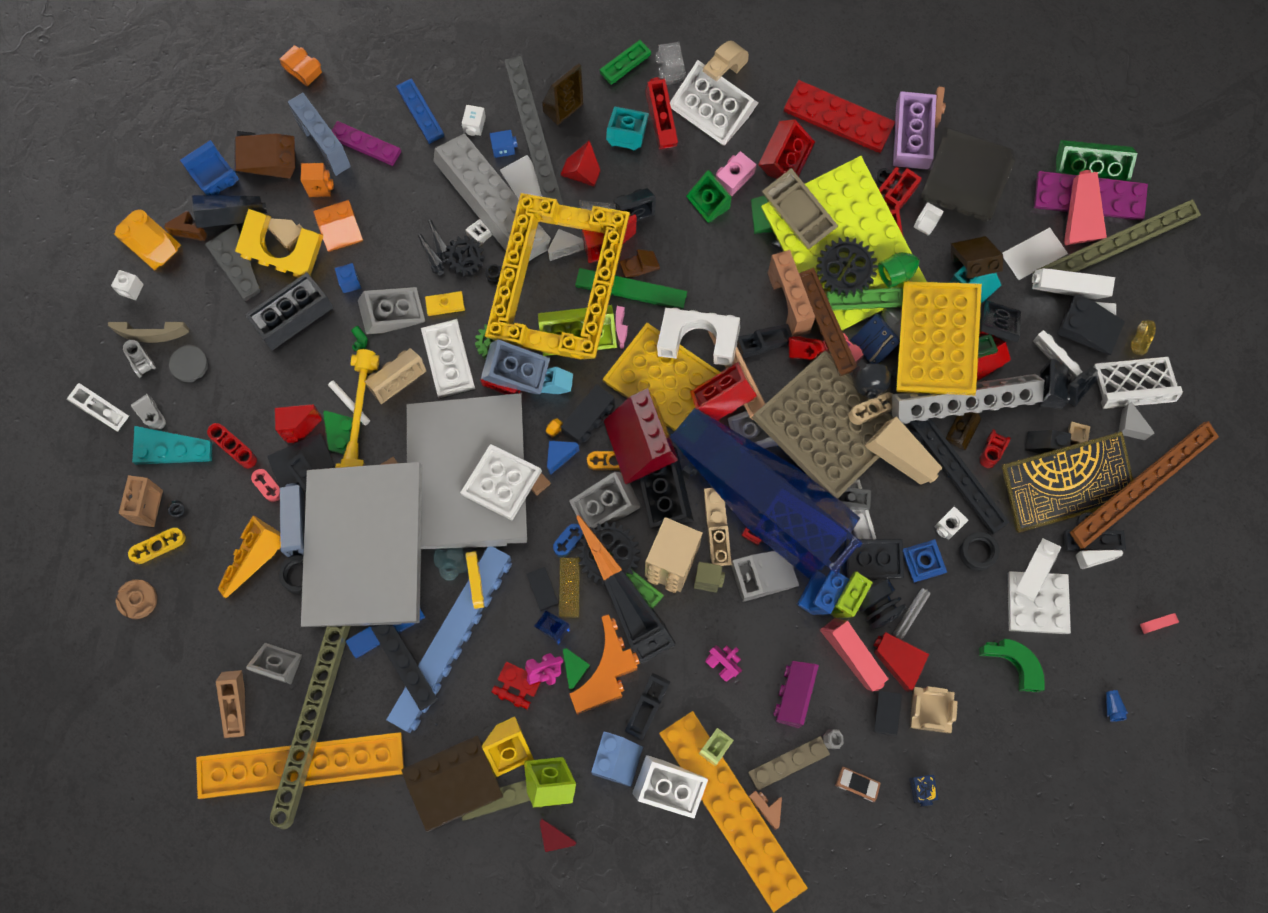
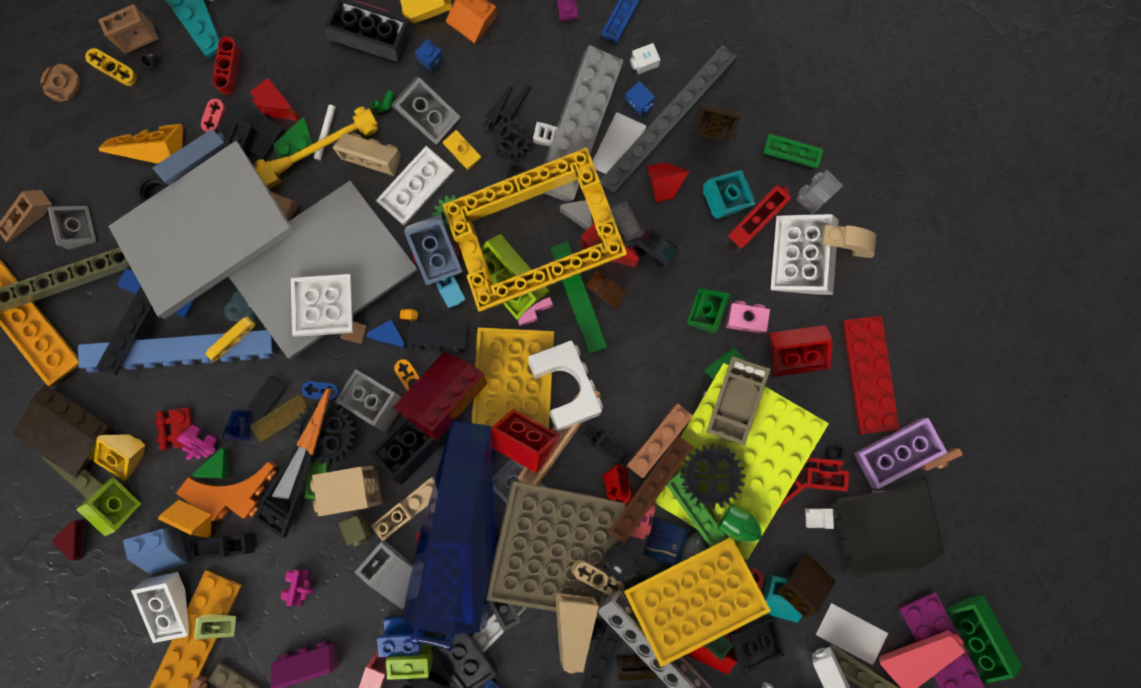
camera: 60 degrees right, 10 degrees up
(607, 714) = (188, 519): none -> light orange slope

